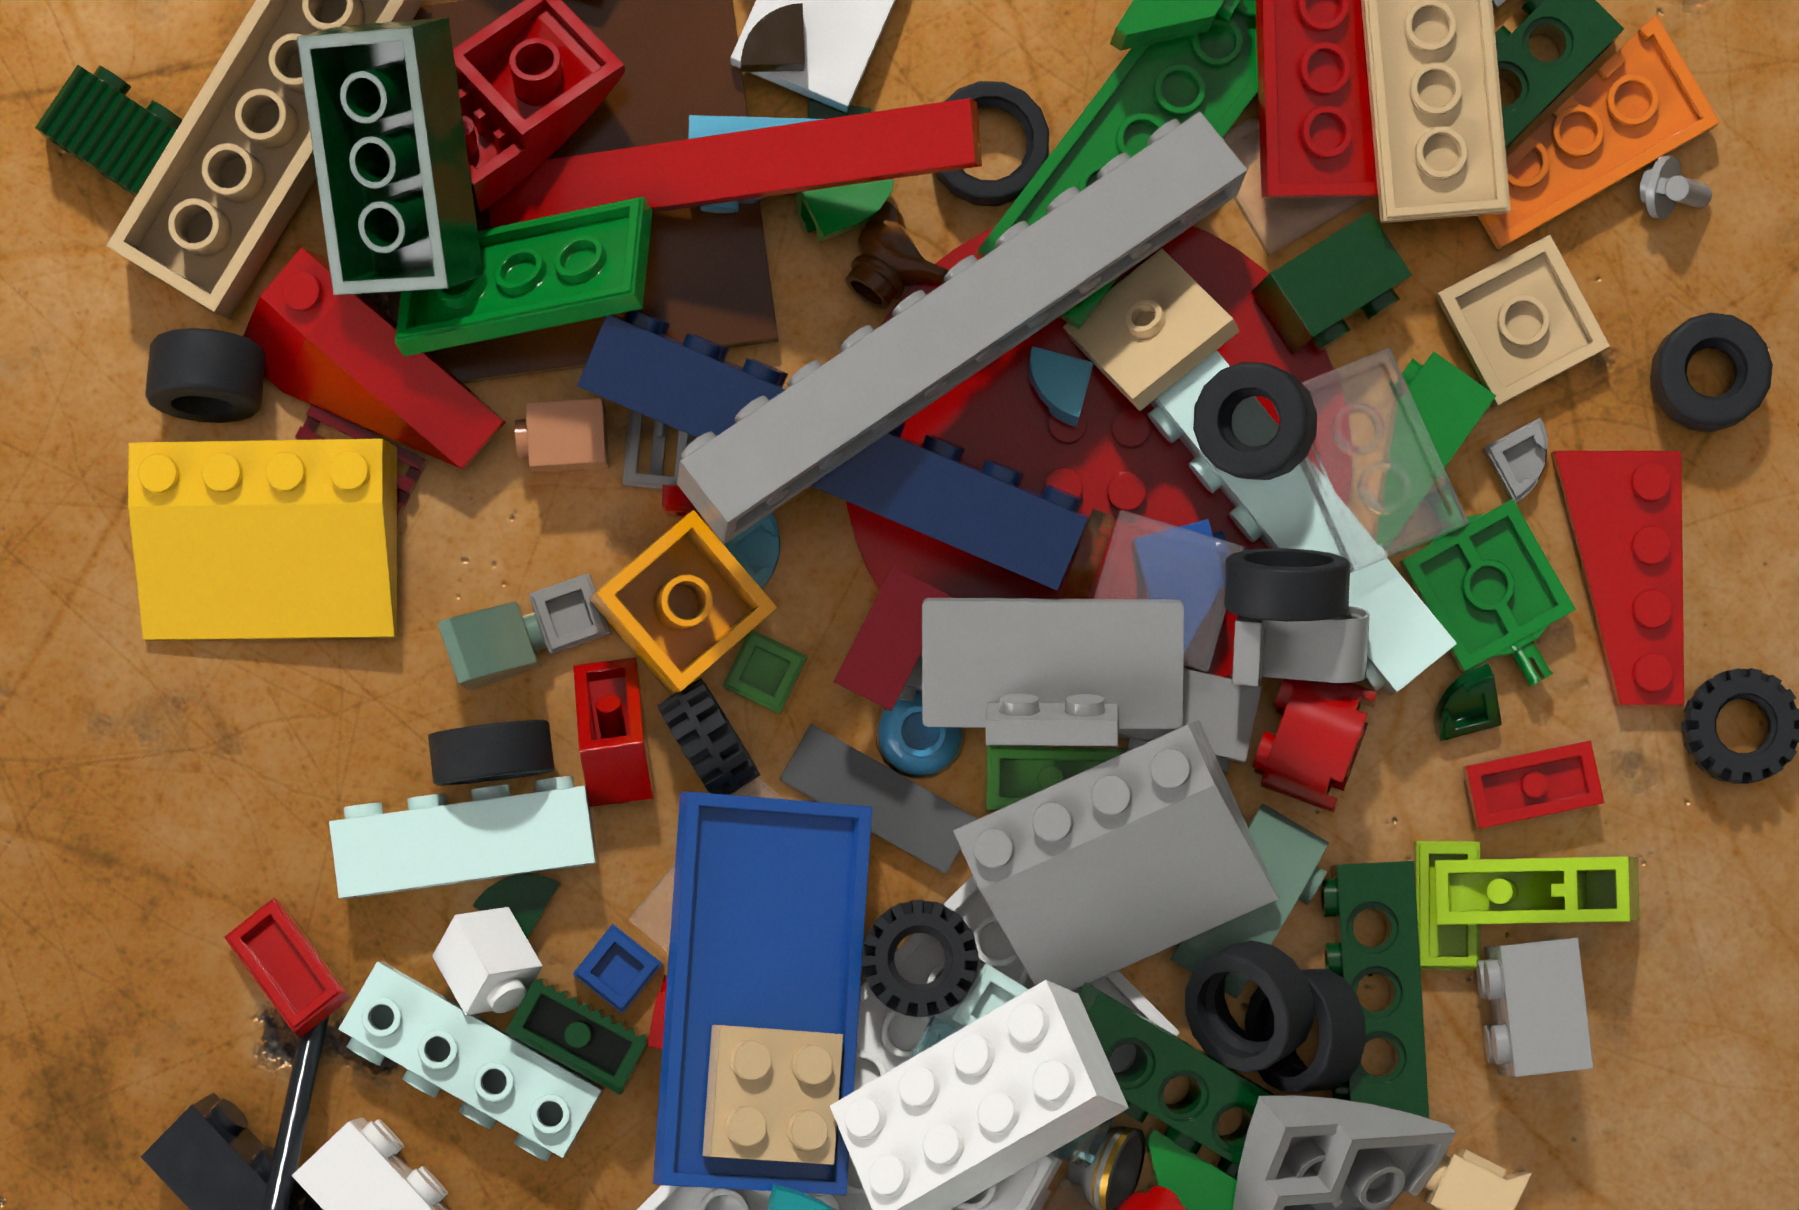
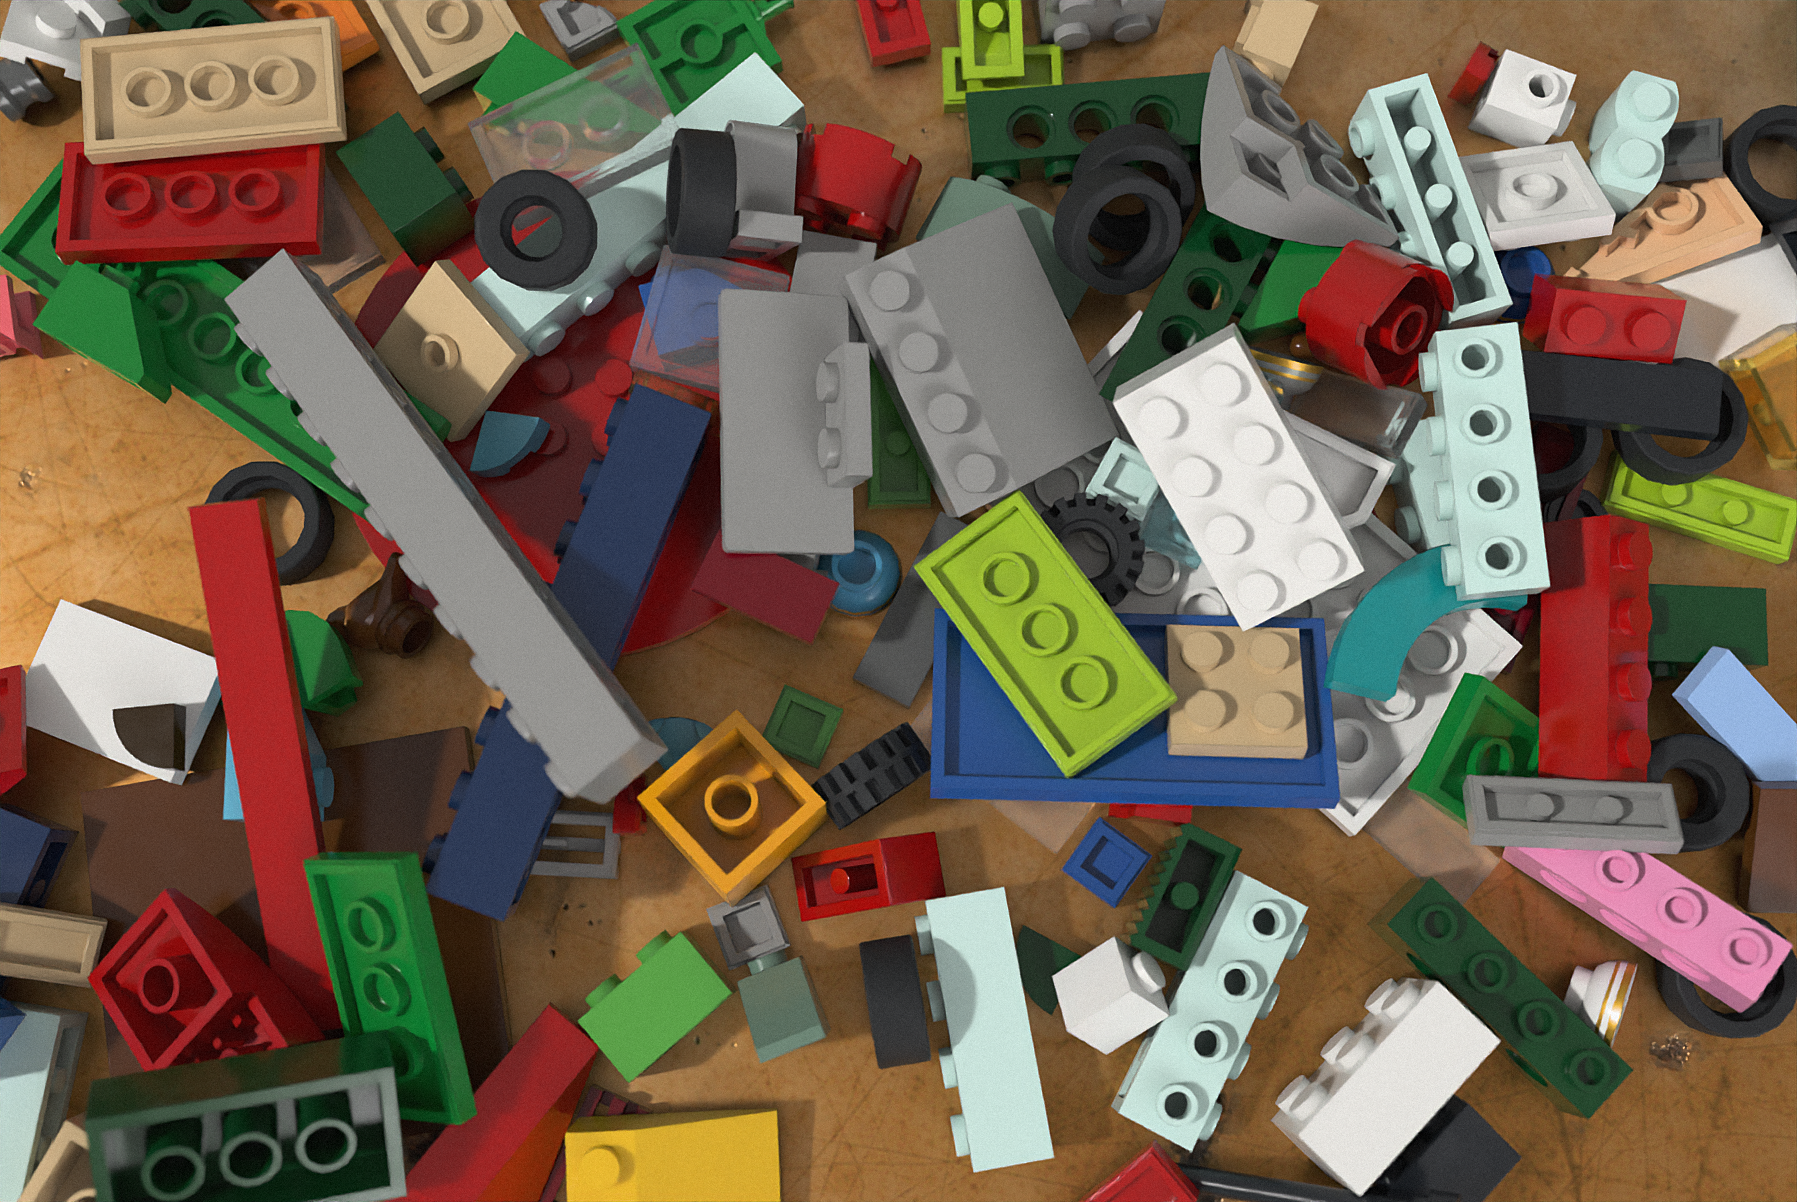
camera: 90 degrees left, 5 degrees down
(499, 523) = (656, 1004): none -> bright green brick
(563, 435) = (564, 940): nougat brick -> none
(835, 909) = (1045, 634): none -> lime tile
(1468, 704) = (812, 59): dark green tile -> none

